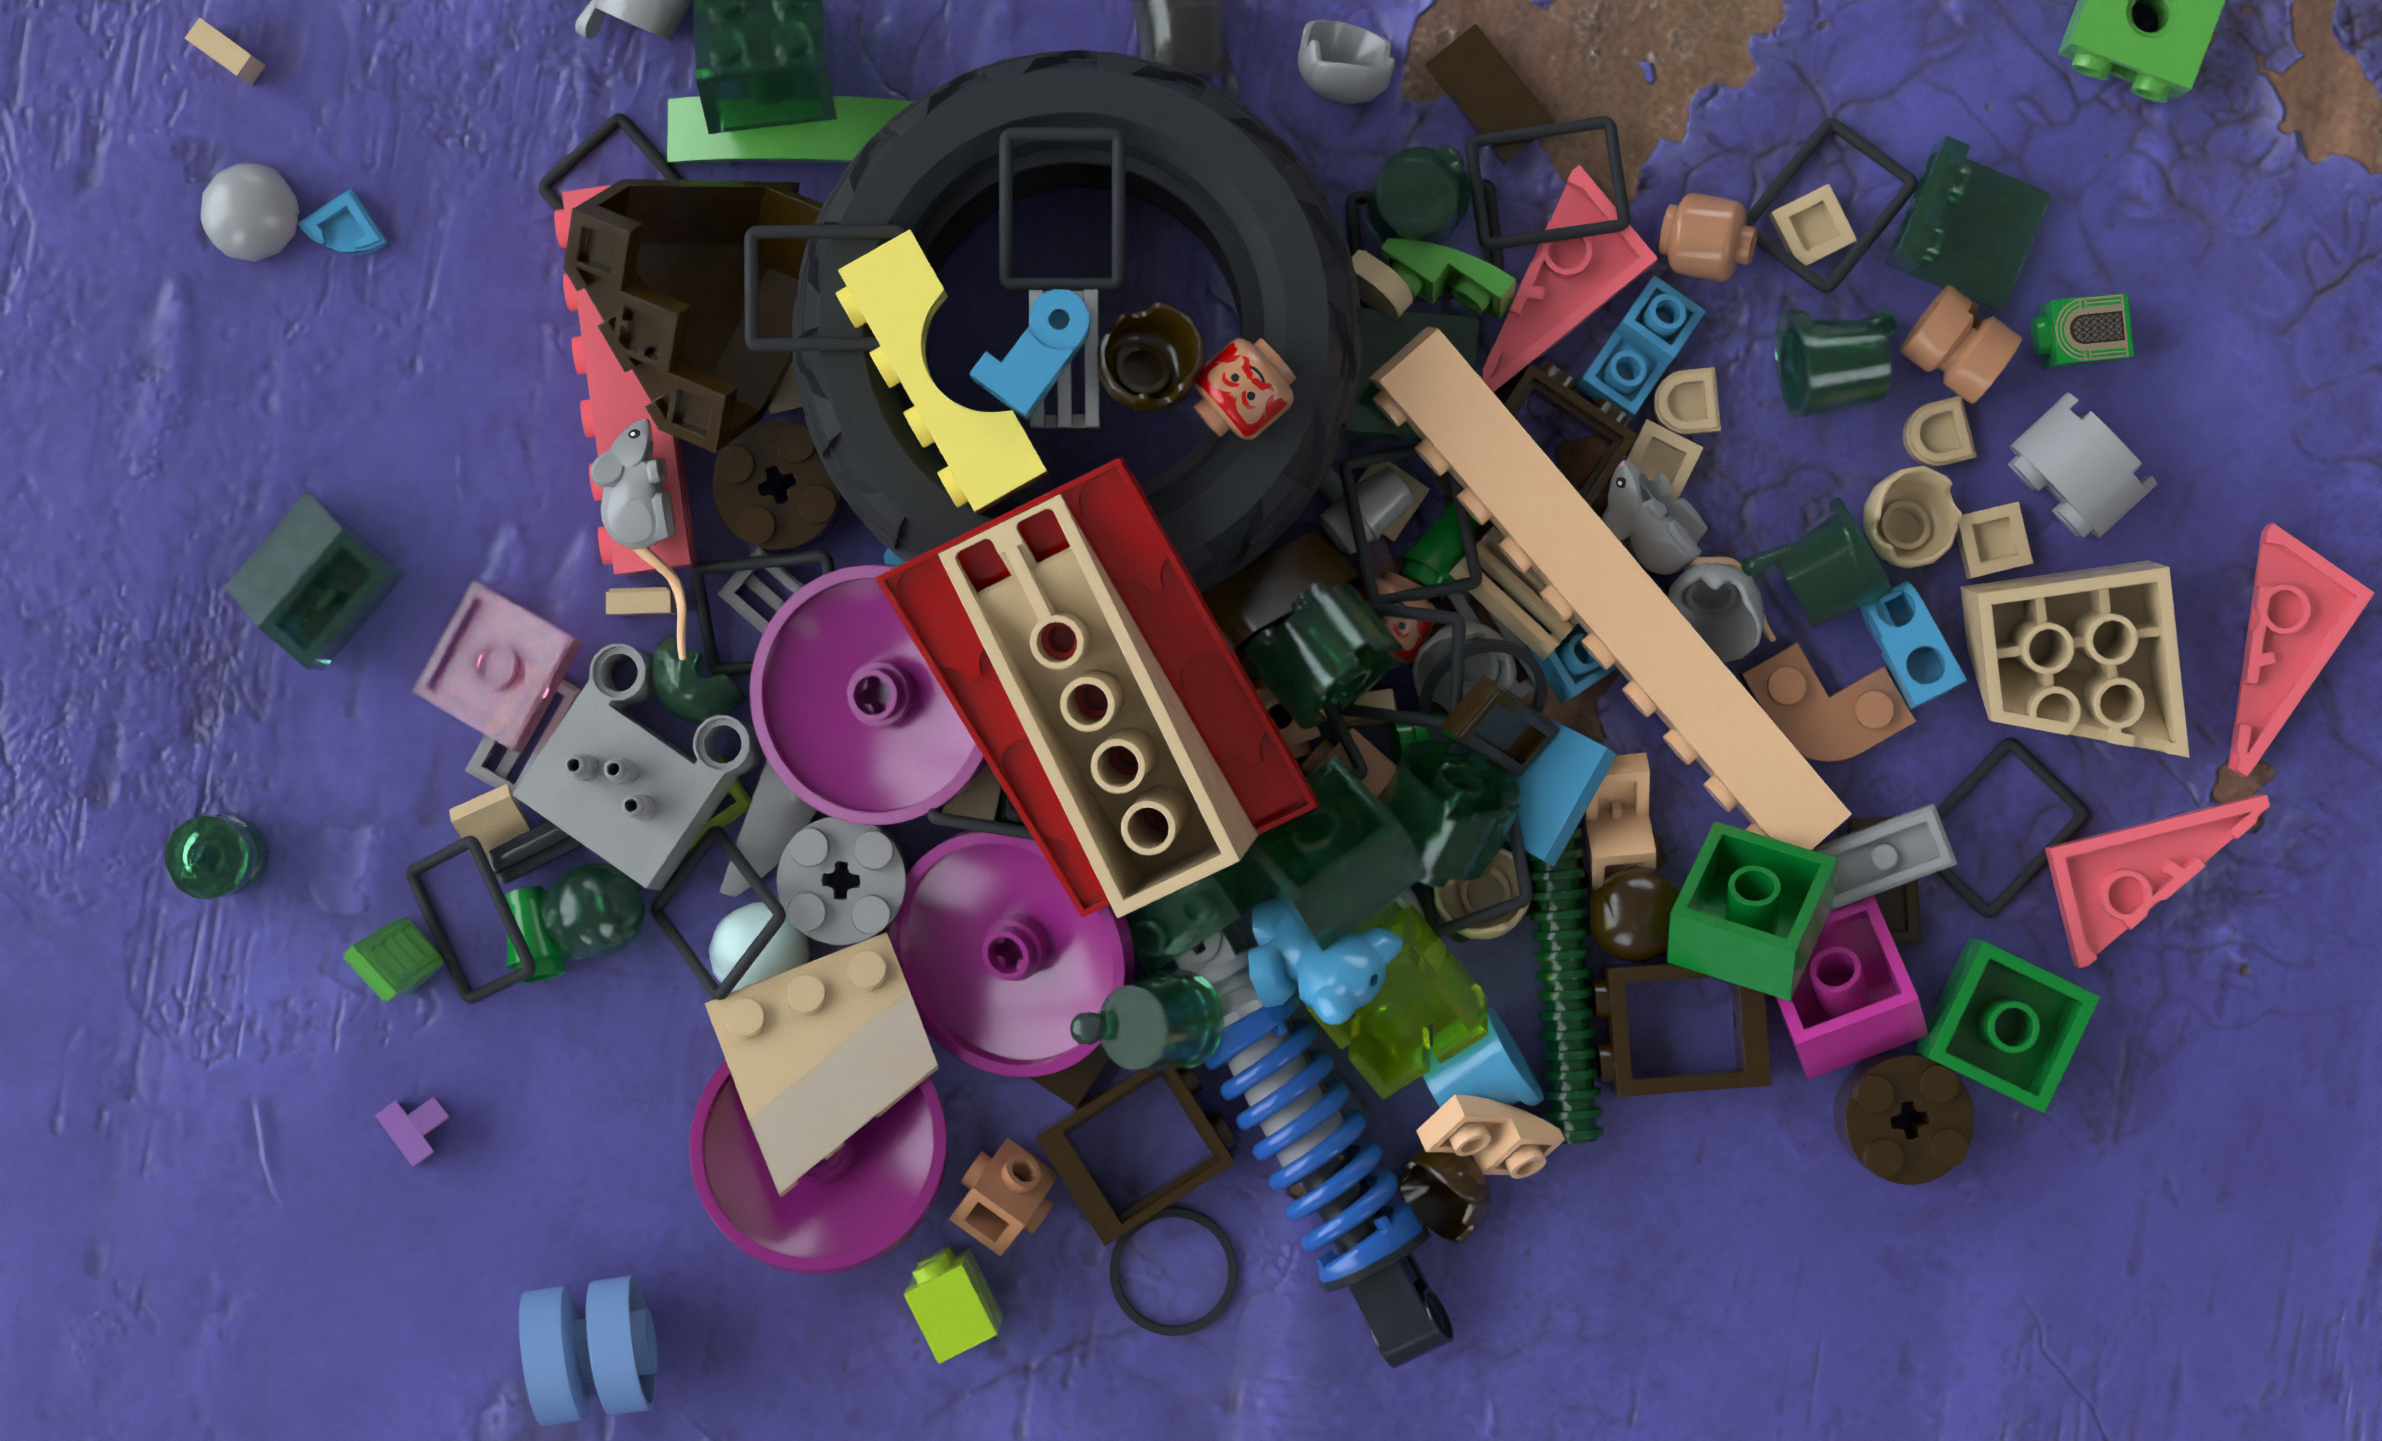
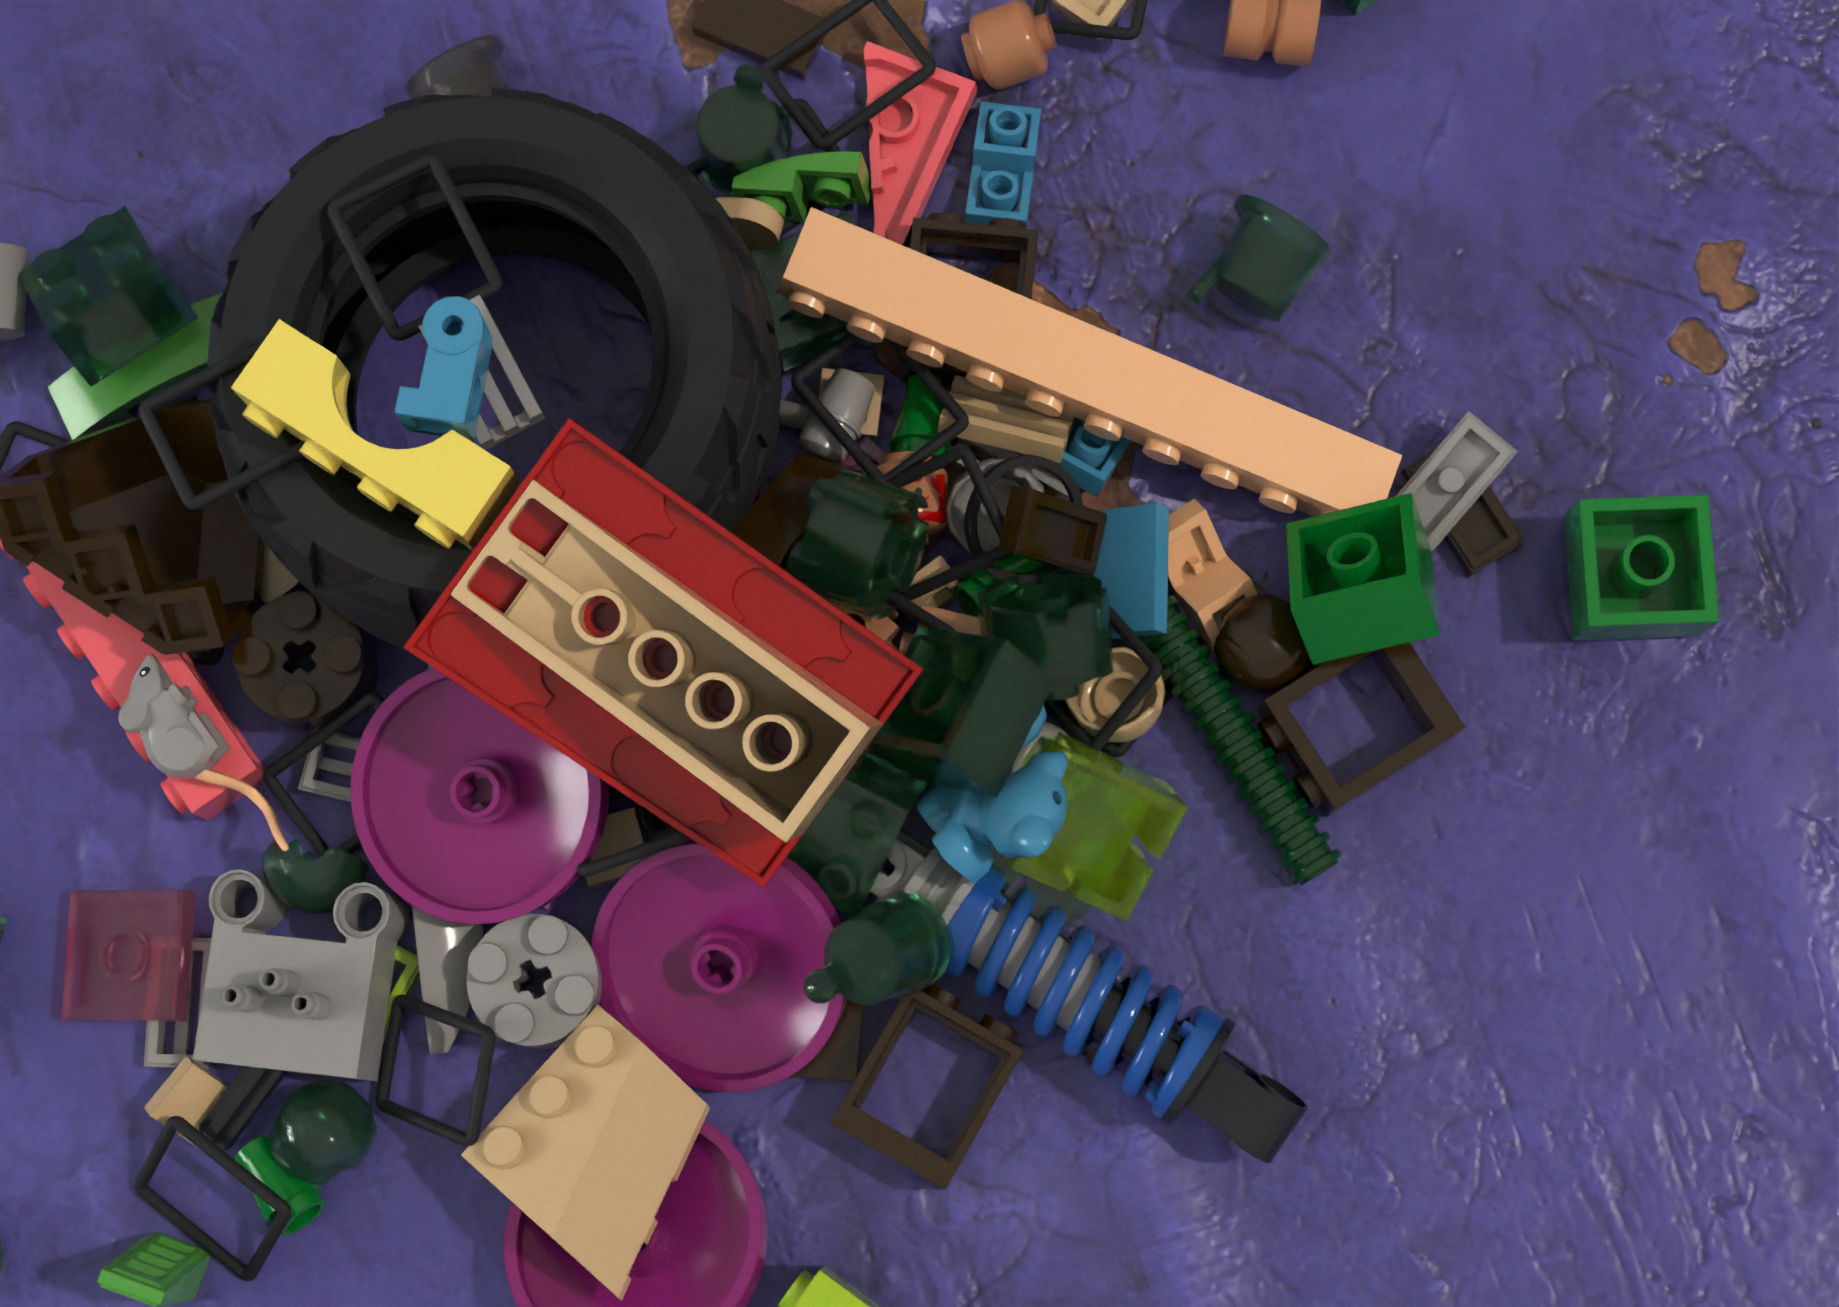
camera: 20 degrees left, 10 degrees down
(640, 601) = (231, 830): tan tile -> none
(736, 933) = (509, 1072): light aqua hair -> none
(1004, 1196) = (830, 1195): nougat brick -> none
(1151, 358) = (557, 325): dark brown hair -> none
(1175, 1330) = (1082, 1180): black piece -> none
(1244, 389) = (655, 312): nougat head -> none
(1344, 61) = (620, 59): light grey hair -> none
(1446, 1193) = (1229, 977): dark brown hair -> none
(1487, 1069) = (1203, 864): dark azure hat -> none
(1495, 1133) = (1242, 898): light nougat slope -> none
(1655, 527) = (1109, 299): light grey animal -> none
(1664, 452) = (1071, 254): tan tile -> none
(1688, 402) = (1068, 192): tan tile -> none
(1721, 607) = (1192, 335): light grey hair -> none
(1822, 724) = (1346, 394): nougat plate -> none
(1832, 362) = (1170, 91): hat -> none
(1852, 994) = (1491, 613): dark pink slope -> none
(1911, 517) = (1312, 181): tan hair -> none
(1912, 646) = (1375, 293): dark azure leg -> none
(1933, 1139) = (1625, 673): dark brown brick -> none
(1939, 433) = (1297, 109): tan tile -> none
(1993, 540) = (1391, 173): tan tile -> none
(2040, 860) = (1589, 412): black piece -> none
(2081, 468) = (1432, 66): light grey brick -> none
(2081, 654) = (1523, 220): tan wedge -> none
(2119, 875) = (1664, 394): coral wing -> none
(2294, 626) = (1689, 111): coral wing -> none

